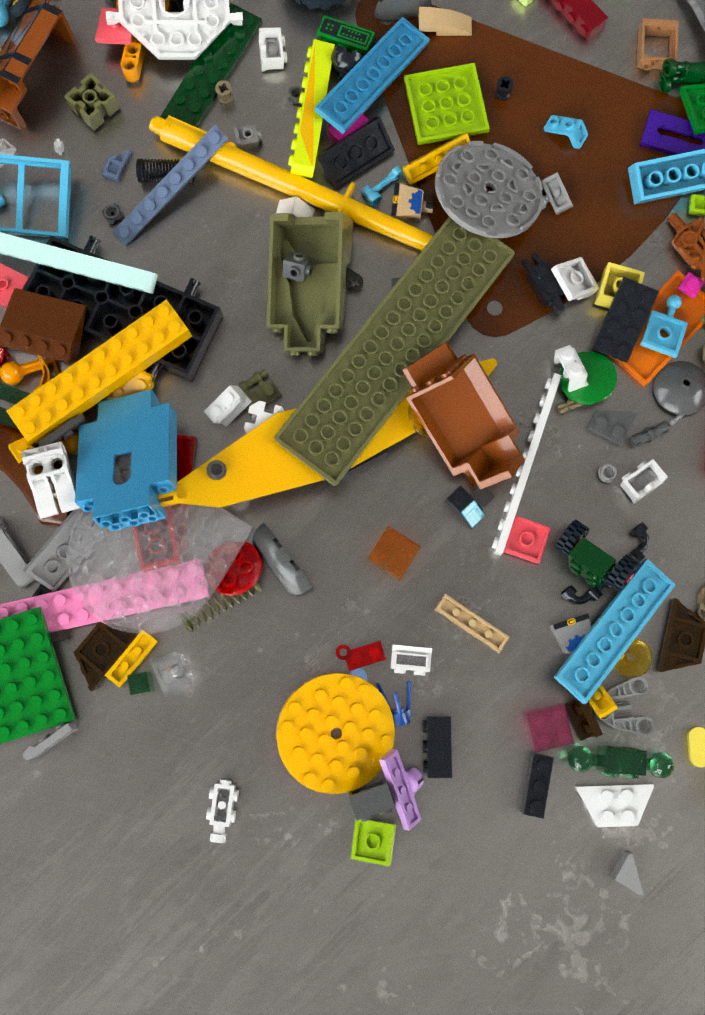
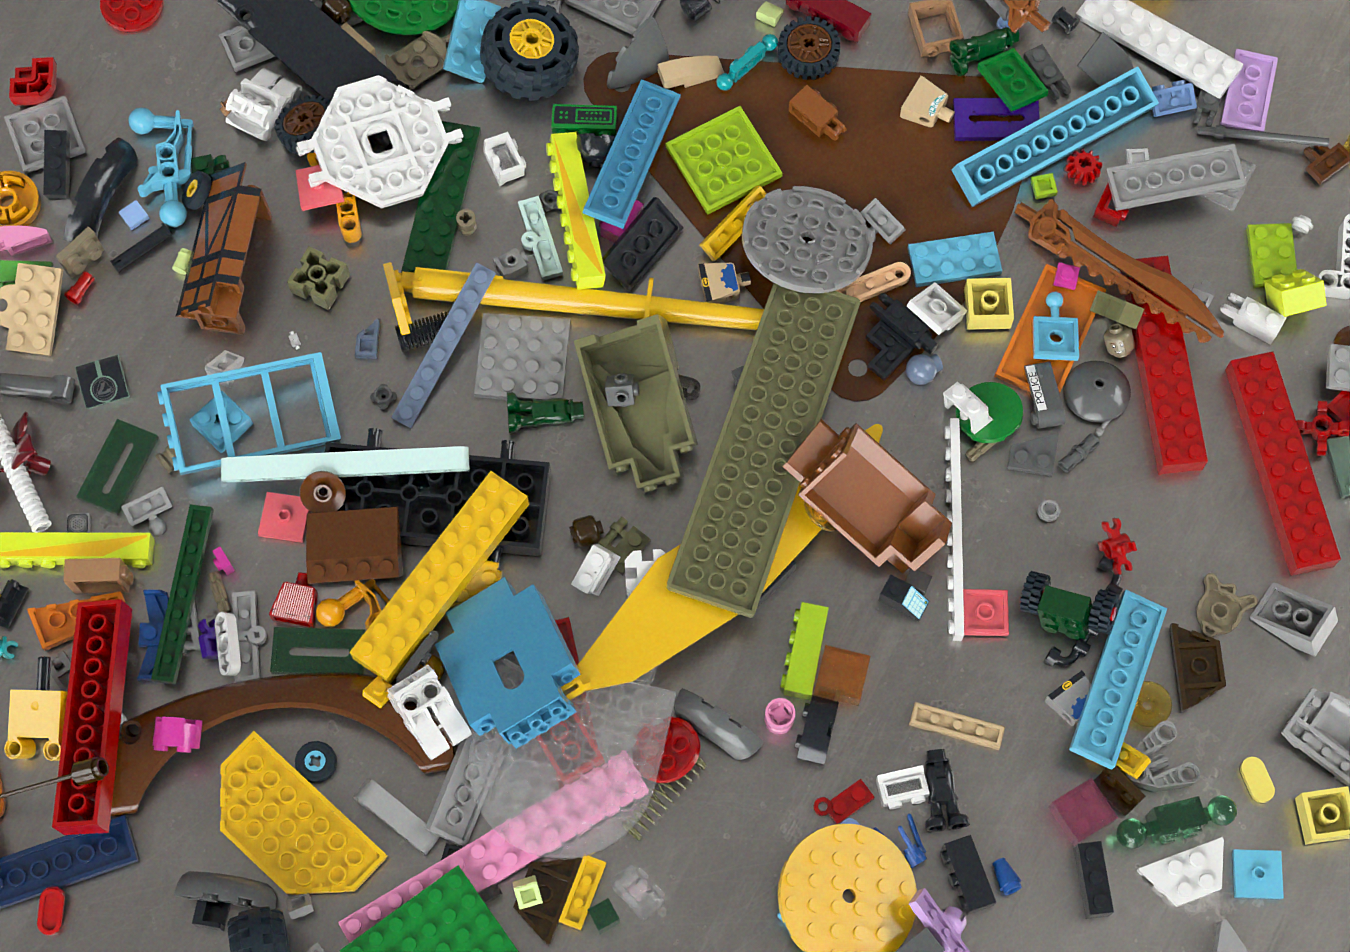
camera: 20 degrees left, 10 degrees down
(23, 274) = (315, 500): none -> reddish brown dish
(87, 644) = (527, 892): none -> yellowish green slope
(144, 135) = (398, 298): none -> yellow plate
(216, 470) = (615, 640): dark grey plate -> none
(231, 216) = (522, 357): none -> light grey plate
(232, 265) = (542, 412): none -> dark green piece
(232, 372) = (586, 531): none -> dark brown head
(277, 123) = (539, 238): none -> light aqua hinge
(295, 207) = (592, 325): white slope -> none
(332, 570) = (779, 716): none -> bright pink wheel
(359, 590) = (817, 730): none -> black brick
(372, 196) = (675, 284): medium azure brick -> none
(372, 524) = (805, 651): none -> lime brick
(441, 672) = (942, 792): none -> black piece
(468, 757) = (1006, 877): none -> blue cone
(493, 28) = (741, 66): none -> teal plate
(504, 88) = (783, 123): black bush -> none
(527, 303) = (892, 350): none -> black plate
(534, 87) = (816, 113): none -> dark orange brick
(534, 242) = (878, 281): none -> light nougat plate
(546, 325) = (922, 368): none -> sand blue piece
(547, 31) = (808, 48): none -> wheel
(568, 126) = (869, 144): medium azure bracket -> none
(604, 243) = (954, 259): none -> medium azure plate
(625, 319) = (1007, 336): black plate -> none
(626, 107) = (926, 104): none -> tan torso
(638, 379) = (1045, 395): none -> dark grey door
(643, 480) = (1091, 505): white window -> none
(652, 521) = (1117, 546): none -> red pin
(671, 823) = (1257, 874): none -> medium azure plate

